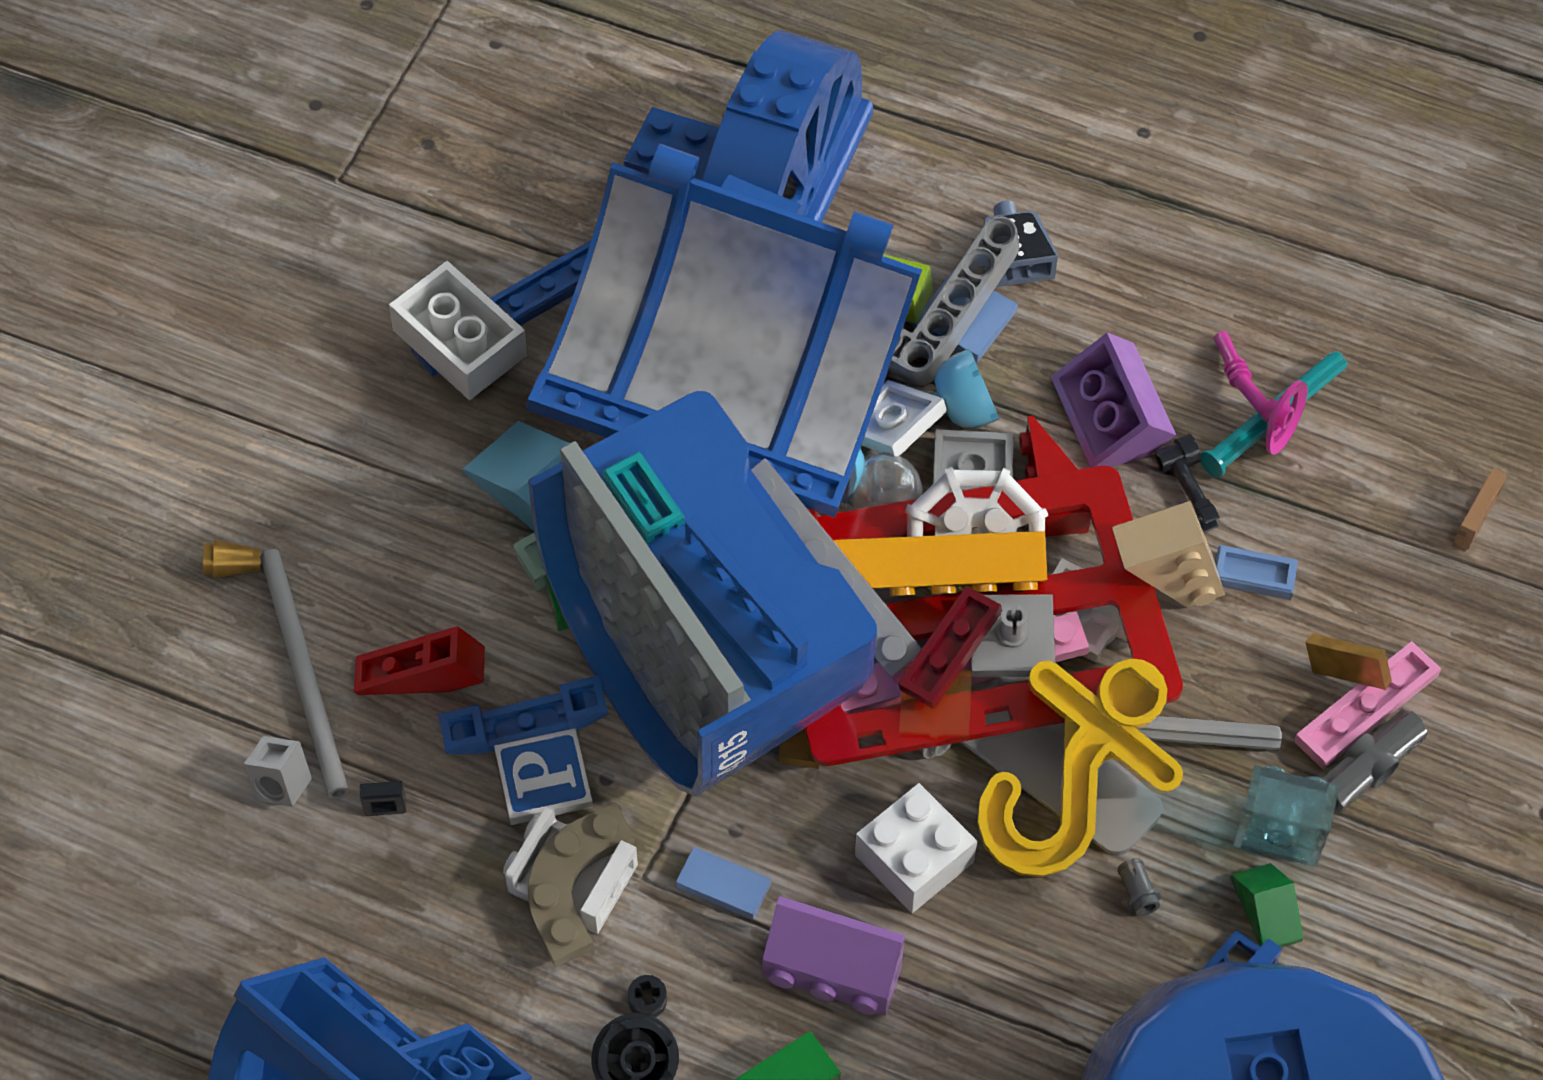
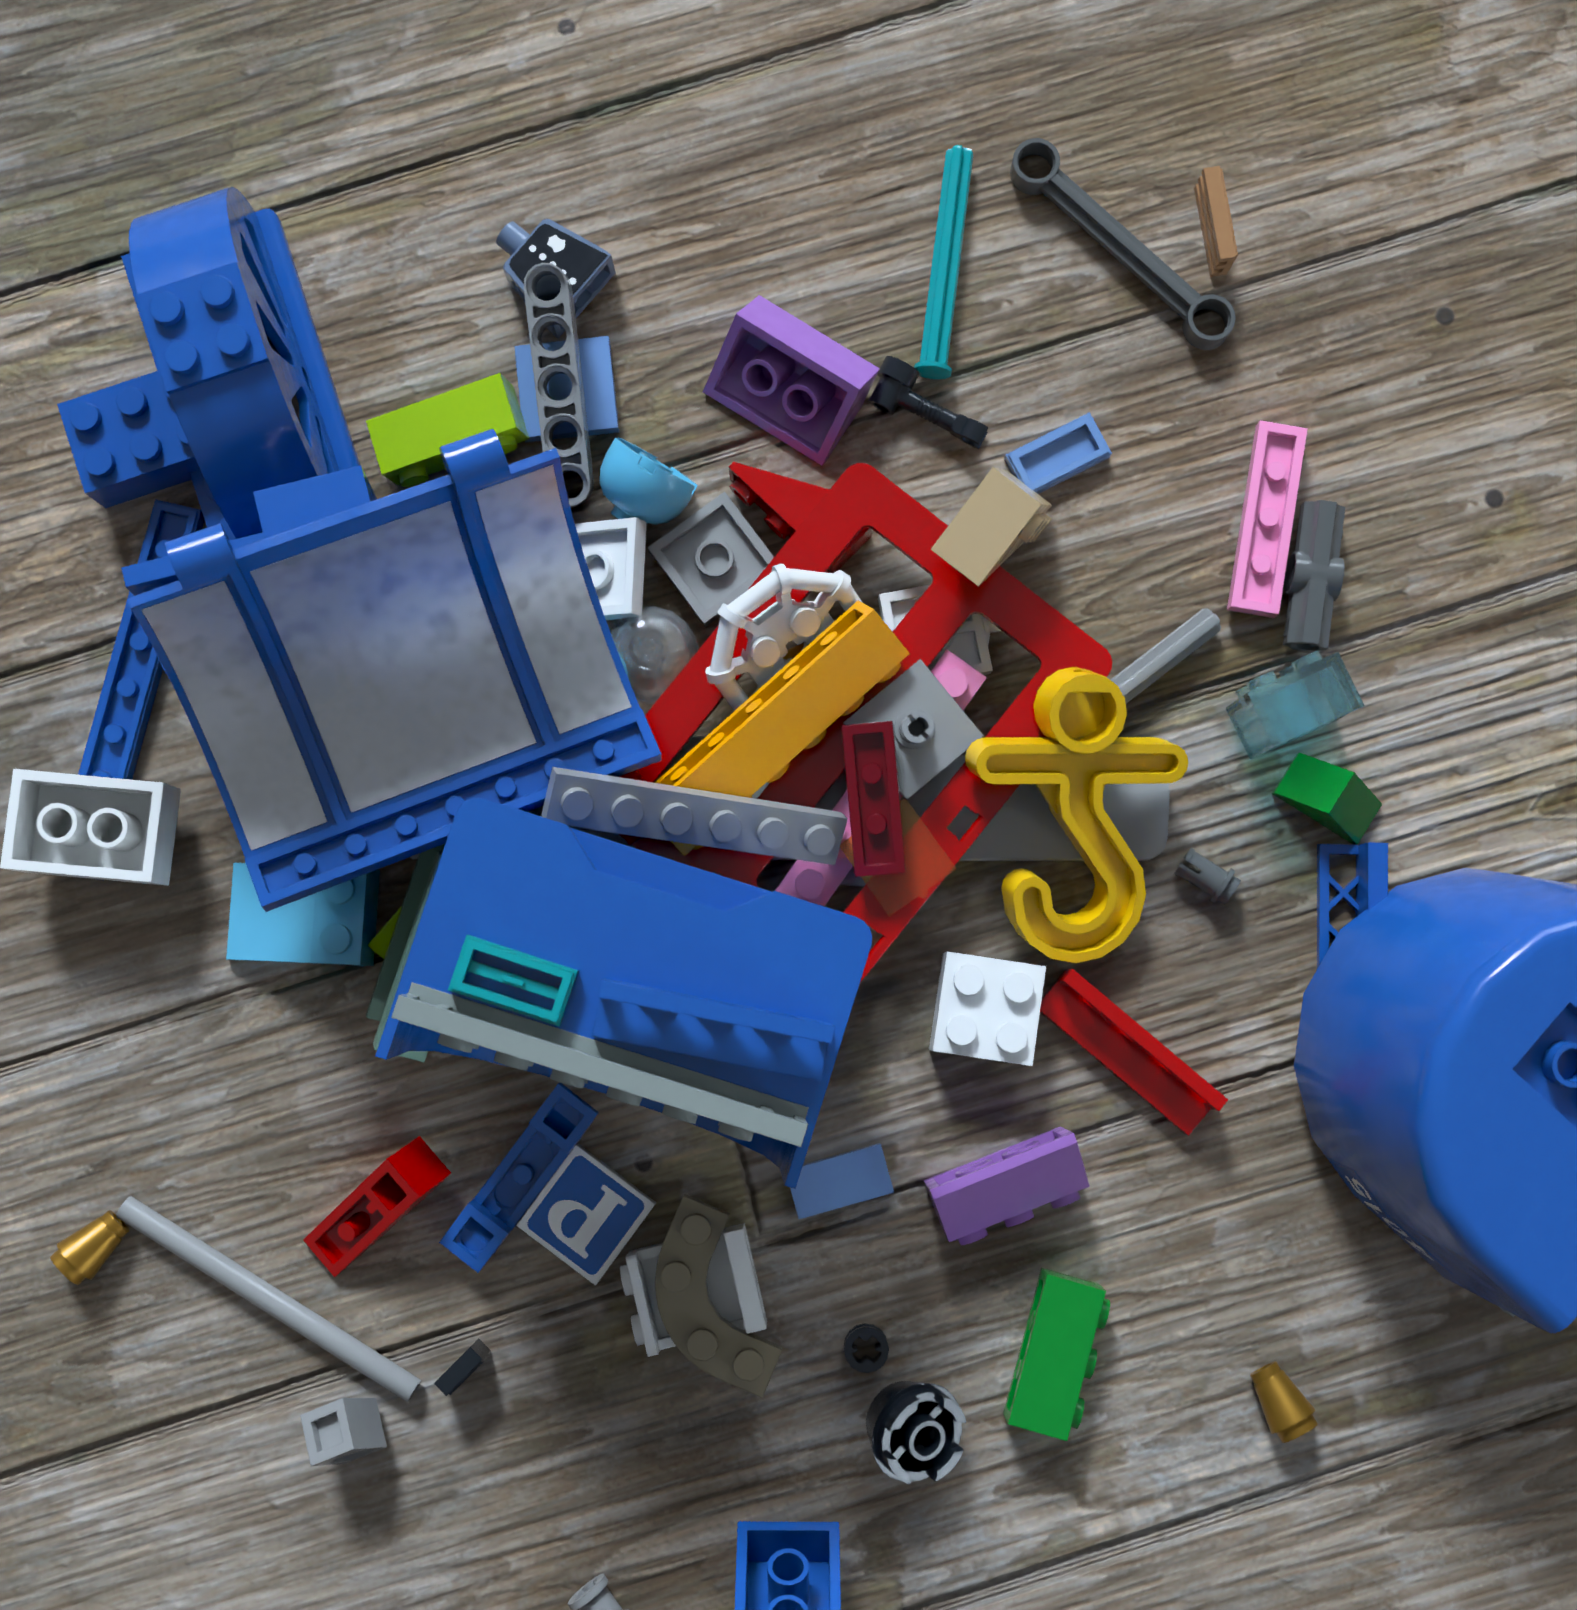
camera: 35 degrees left, 25 degrees up
(990, 952) = (1129, 1052): none -> red fence
(1279, 414) = (886, 251): dark pink dish -> none
(1348, 661) = (1226, 492): pearl gold tile -> none
(1405, 483) = (1121, 244): none -> dark grey piece

